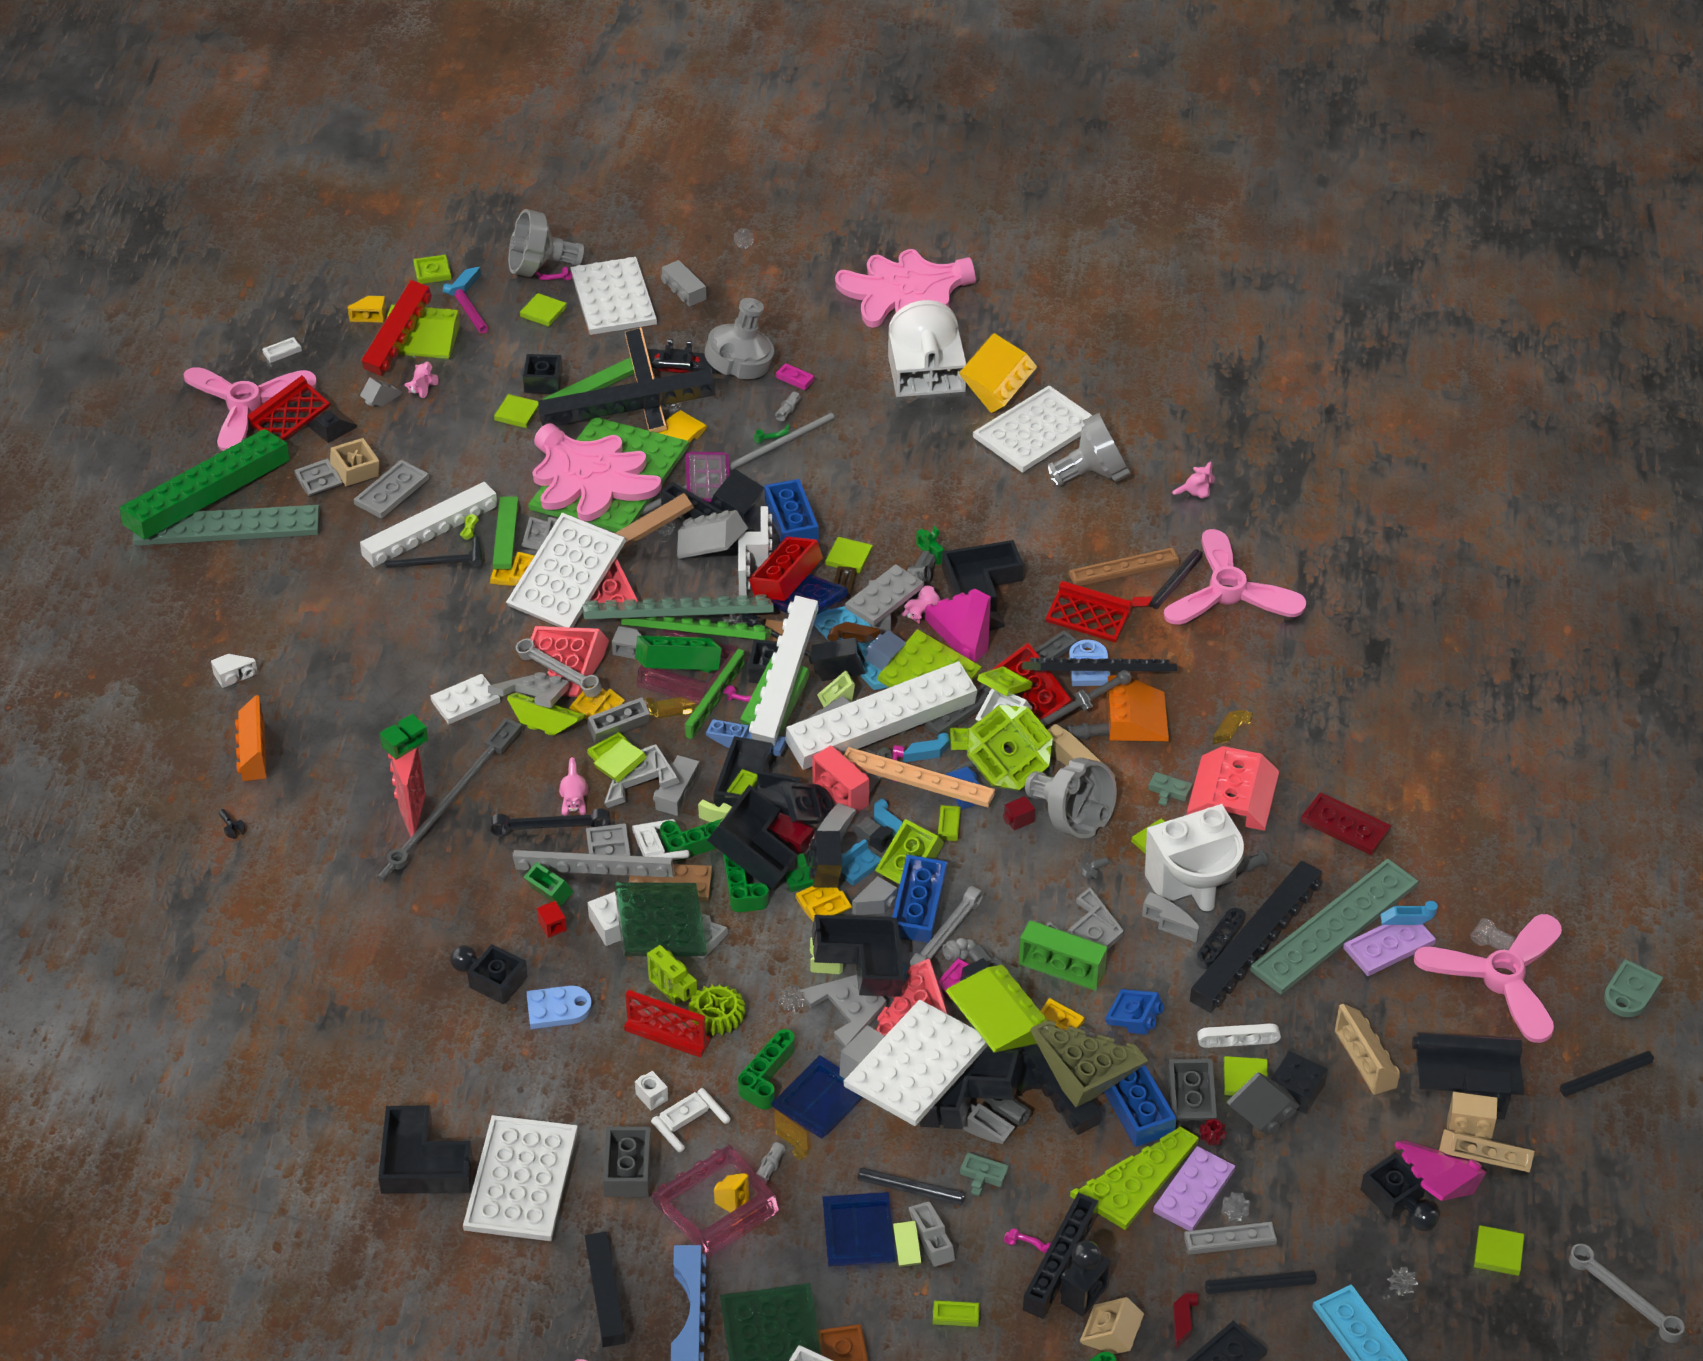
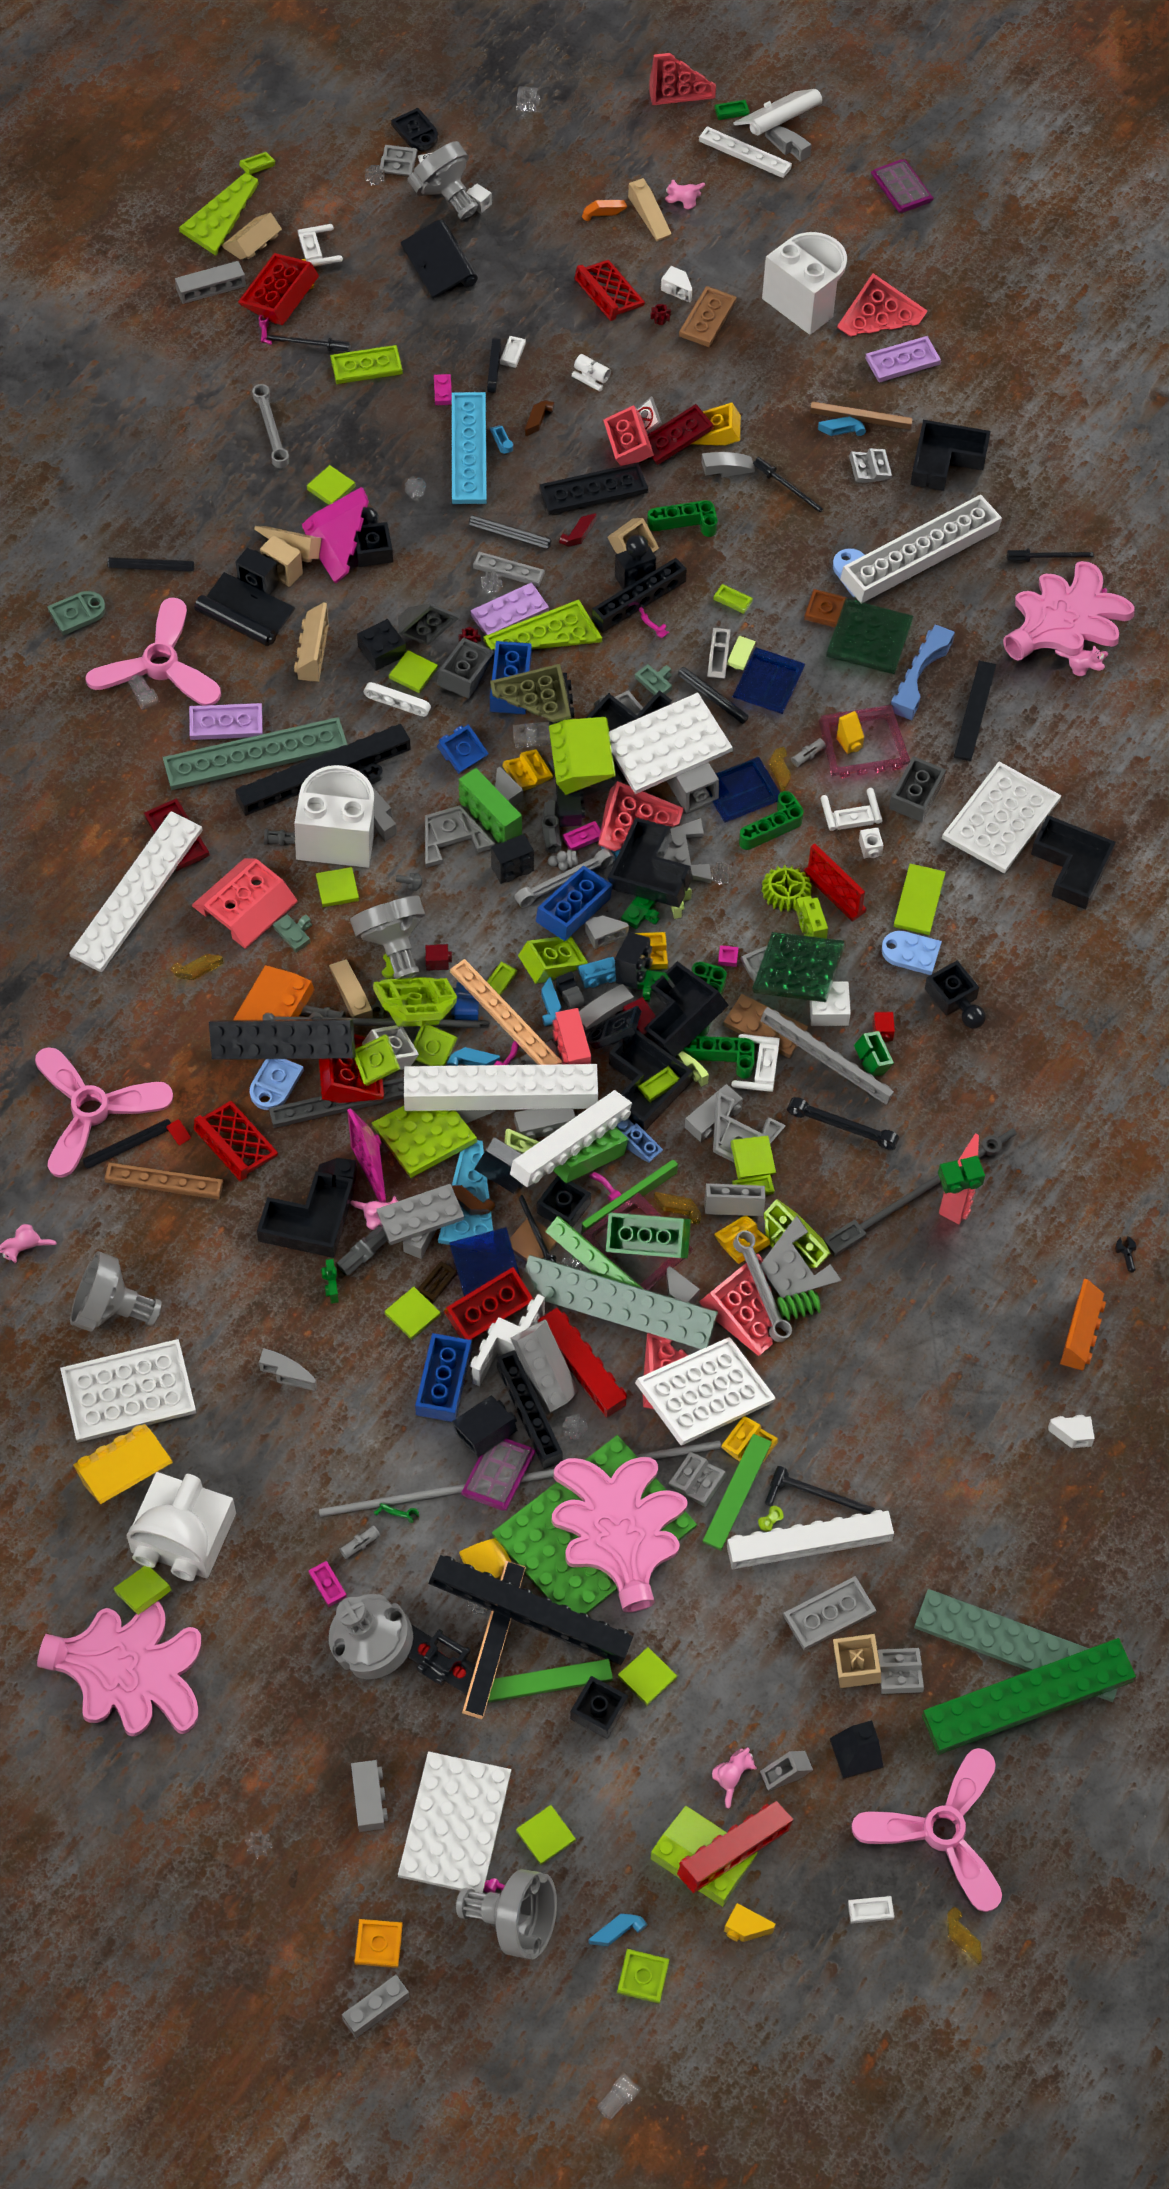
camera: 155 degrees left, 15 degrees up
(205, 356) = (962, 1936): none -> clear yellow piece
(280, 403) = (903, 1797): red fence -> none
(416, 211) = (622, 2092): none -> clear piece
(464, 699) = (861, 1302): white plate -> none
(478, 325) = (631, 1871): dark pink piece -> none
(518, 667) = (798, 1304): none -> bright green piece
(573, 789) = (809, 1145): bright pink animal -> none
(573, 1060) = (919, 899): none -> lime tile
(607, 194) = (375, 2006): none -> light grey brick
(608, 840) = (800, 1083): light grey slope -> none
(627, 227) = (378, 1943): none -> light orange tile
(655, 519) = (602, 1419): medium nougat tile -> none
(685, 567) = (584, 1365): none -> red brick
(740, 925) = (728, 956): none -> dark pink plate
(884, 649) = (453, 1162): sand blue brick -> none
(921, 480) = (286, 1370): none -> light grey slope
(1006, 916) = (512, 858): none -> black brick
(1062, 989) = (508, 787): none -> light grey slope
(1337, 761) = (136, 892): none -> white plate
(1409, 914) = (197, 725): dark azure piece -> none

